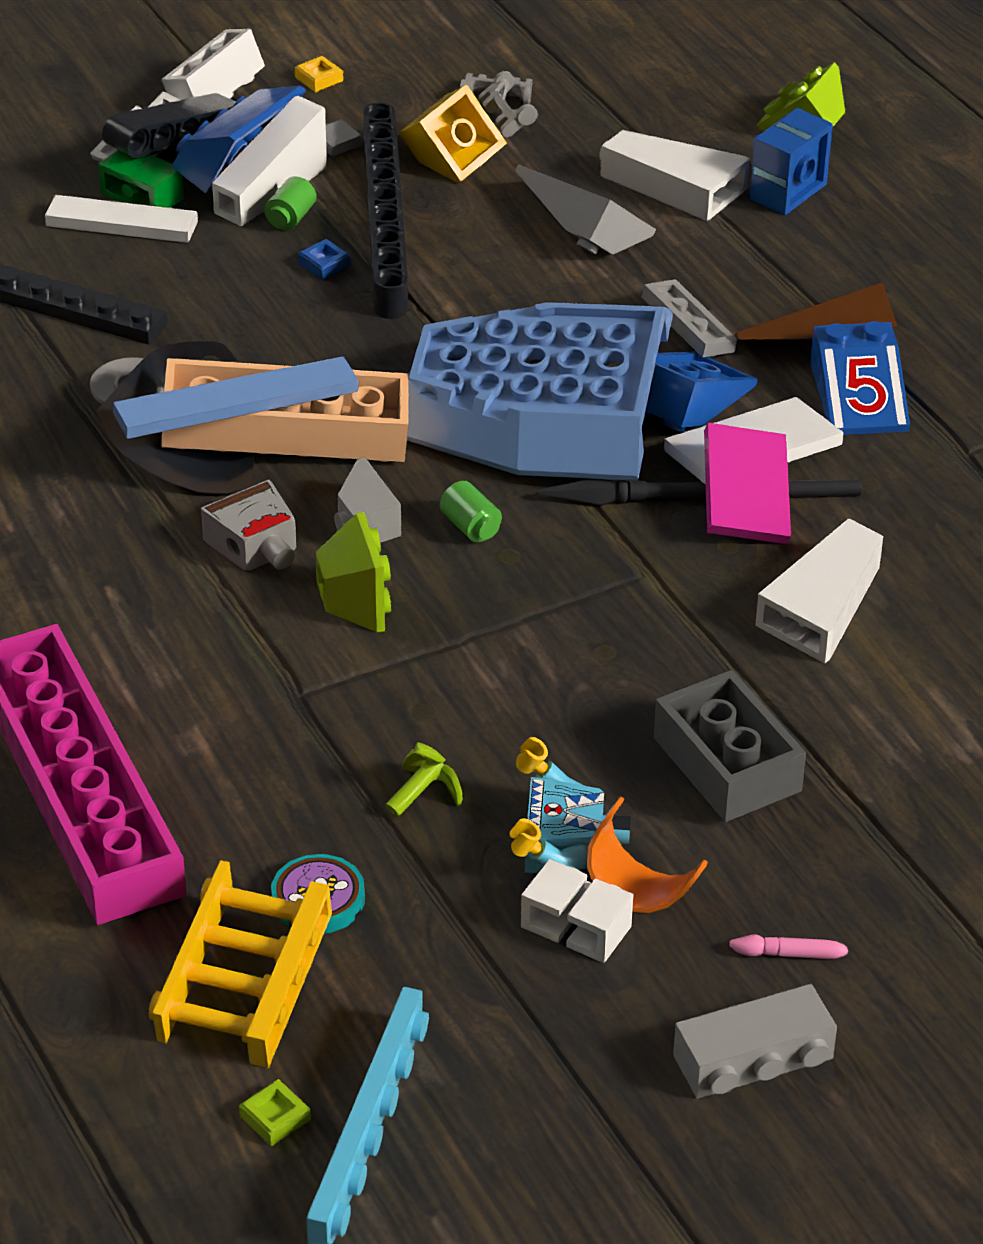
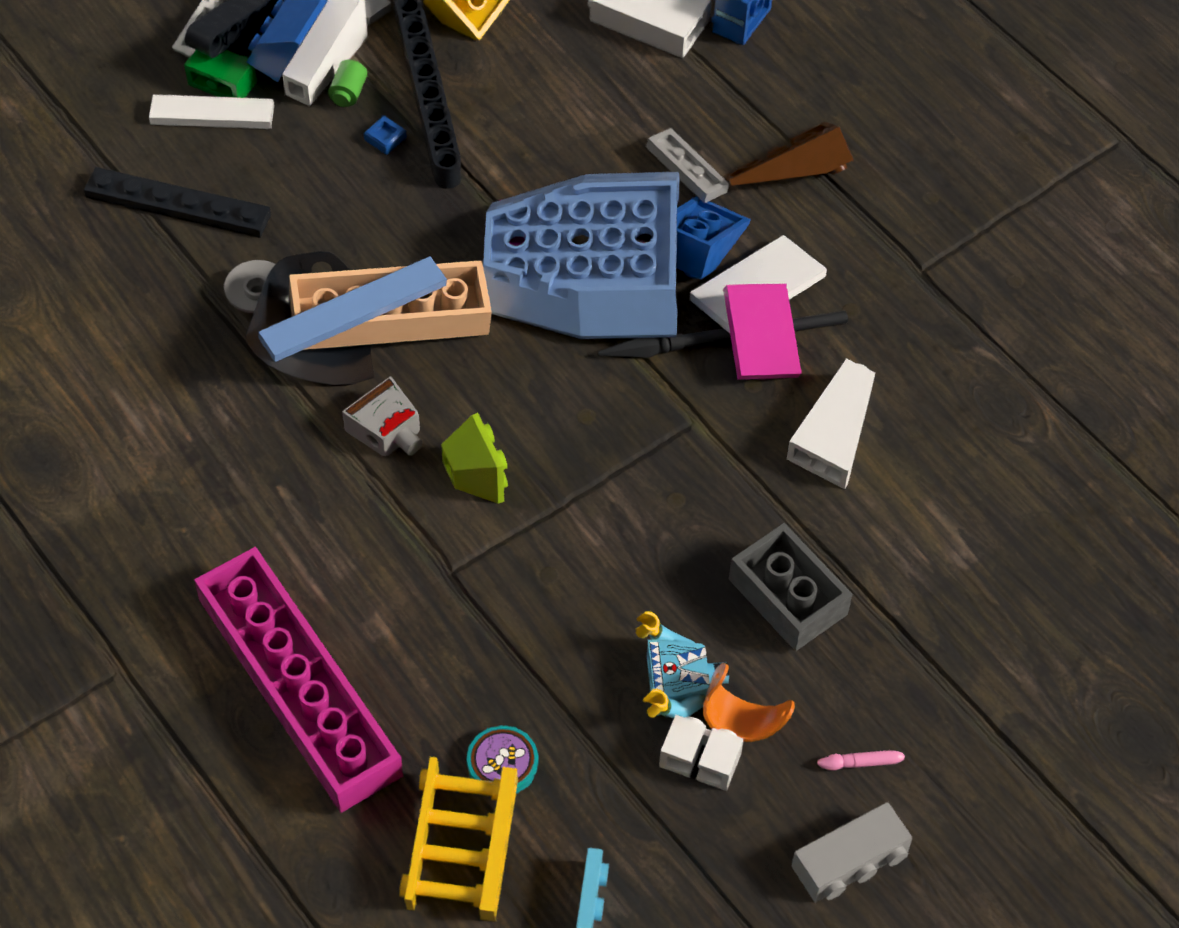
camera: 10 degrees left, 15 degrees up
(369, 494) = (470, 387): light grey slope -> none
(427, 767) = (568, 636): lime plant -> none
(470, 511) = (552, 382): bright green brick -> none
(587, 216) = (585, 70): light grey wedge -> none
(860, 377) = (830, 212): blue slope -> none

